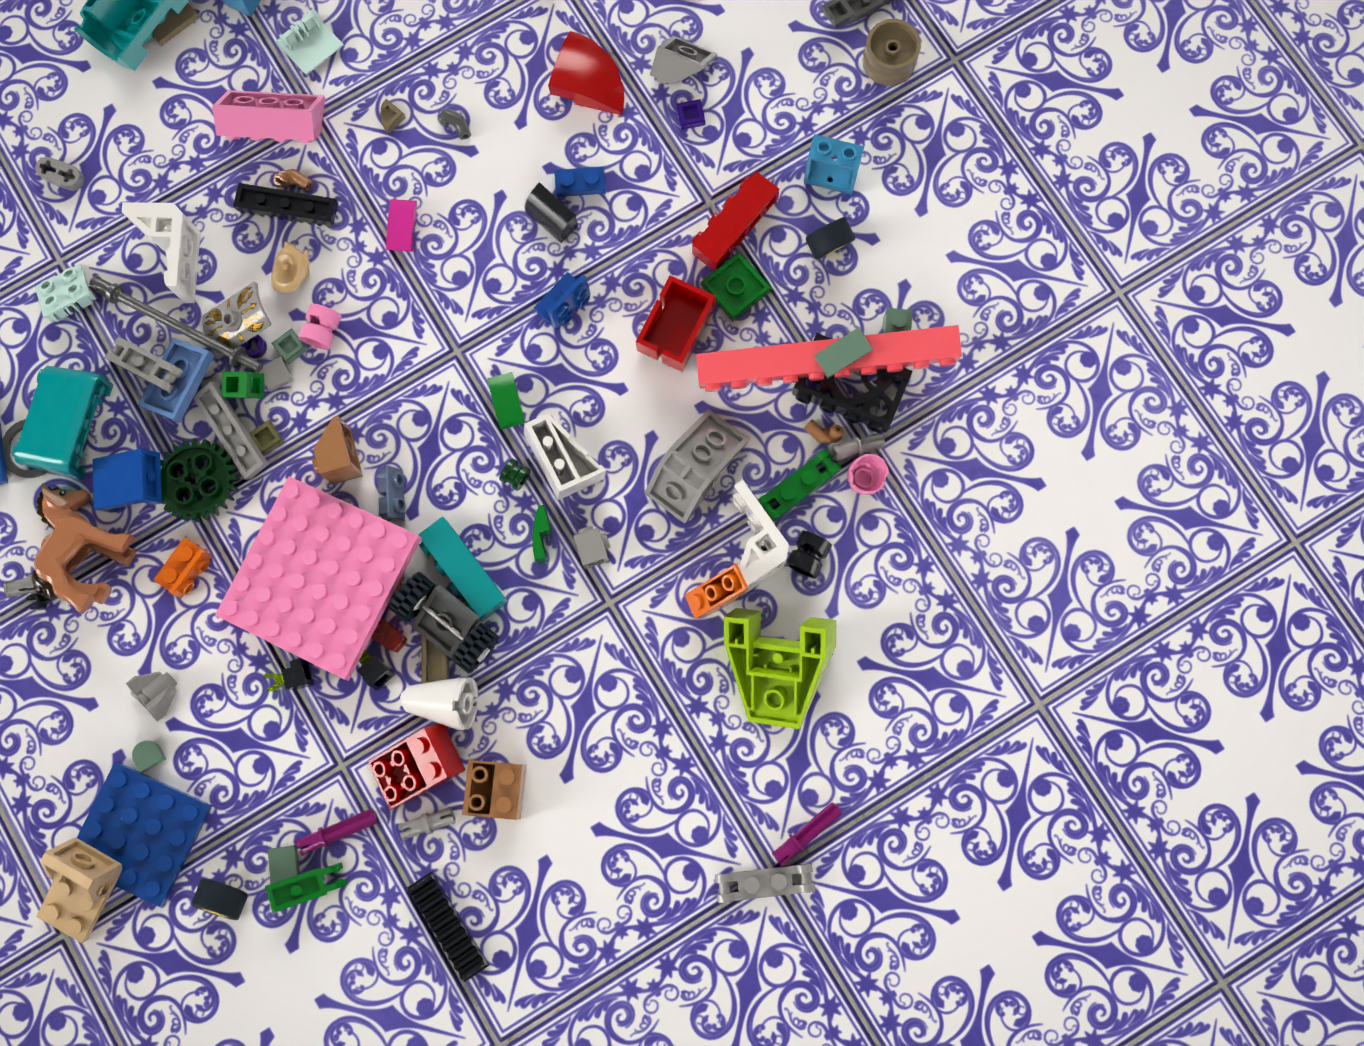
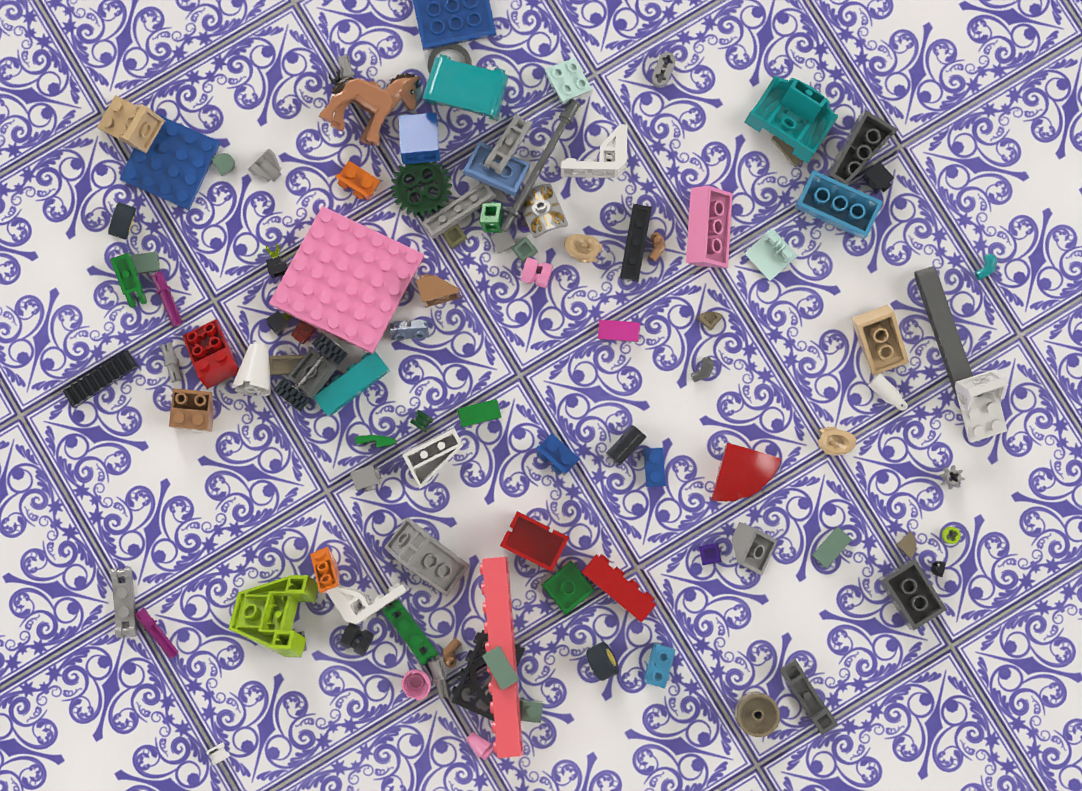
camera: 90 degrees right, 5 degrees up
(945, 391) = (480, 746): none -> bright pink cone
(970, 741) = (219, 755): none -> white wheel

